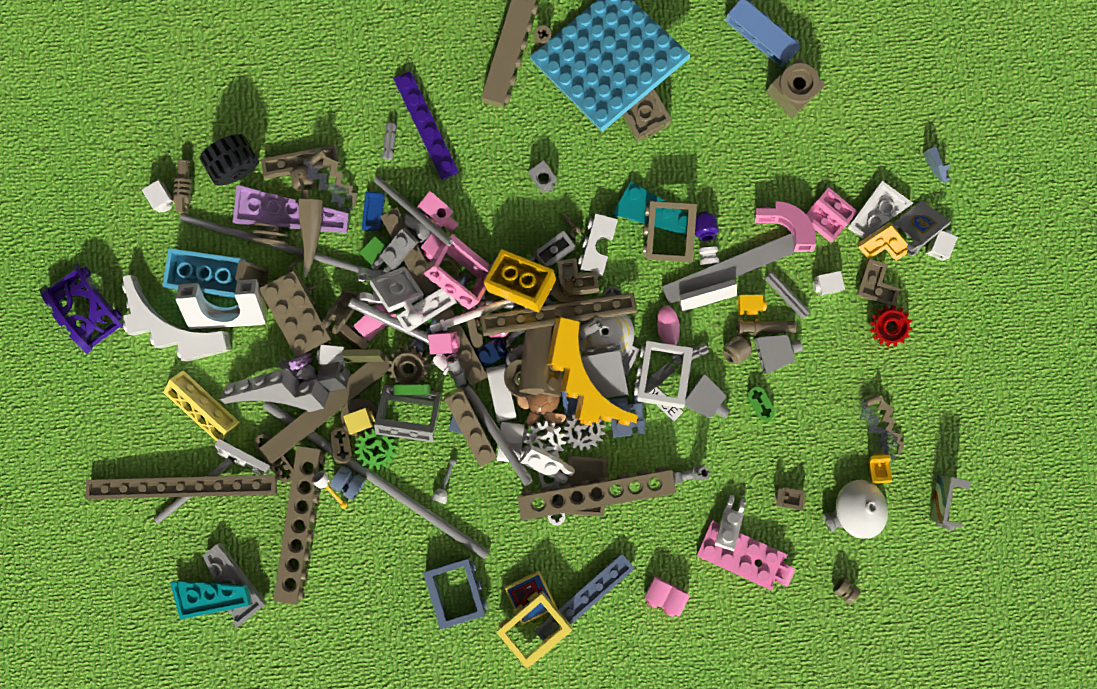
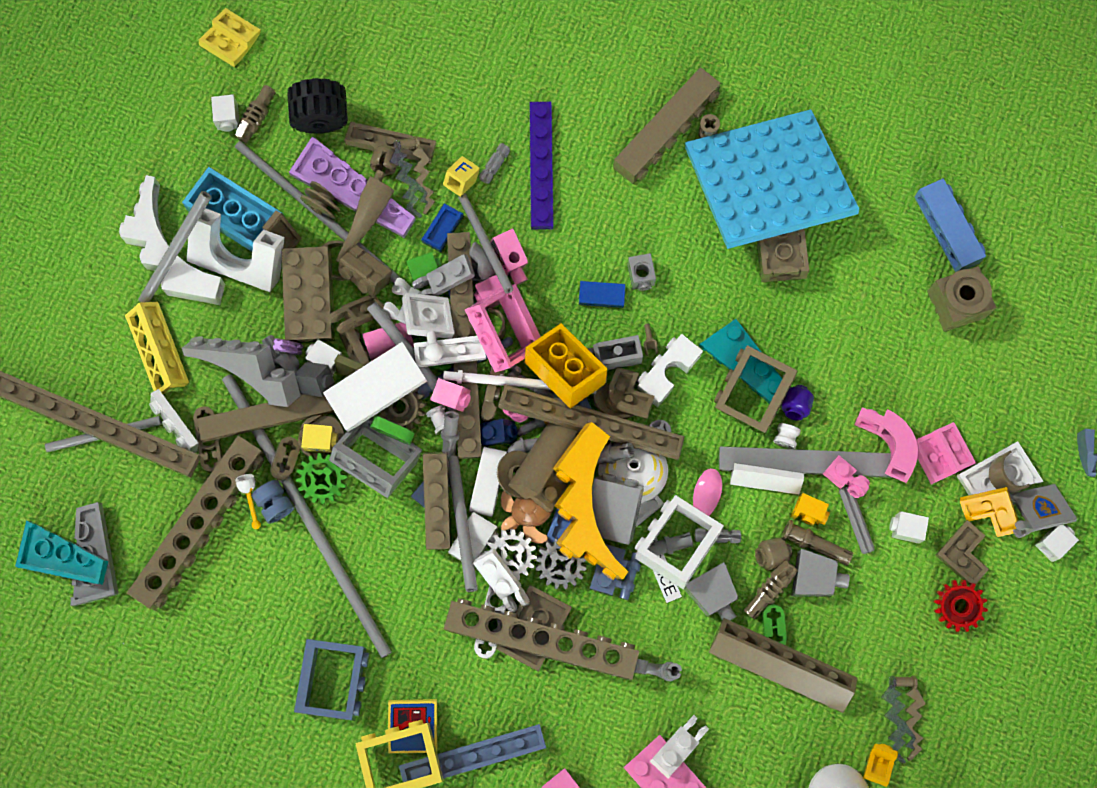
camera: 20 degrees right, 10 degrees down
(80, 335) = (72, 215): dark purple fence -> none
(130, 132) = (229, 37): none -> light yellow slope
(176, 317) = (175, 247): none -> light grey piece
(330, 274) = (364, 271): none -> dark tan brick
(368, 164) = (461, 176): none -> light yellow brick
(383, 363) = (374, 387): none -> white tile
(440, 494) = (367, 563): hinge -> none
(520, 208) = (602, 294): none -> blue tile
(747, 376) = (771, 588): none -> dark tan hinge
(762, 266) = (841, 473): none -> bright pink plate
(780, 429) = (783, 665): none -> dark tan brick
(790, 498) = (761, 750): dark tan bracket -> none
(879, 215) = (998, 476): none -> dark tan helmet

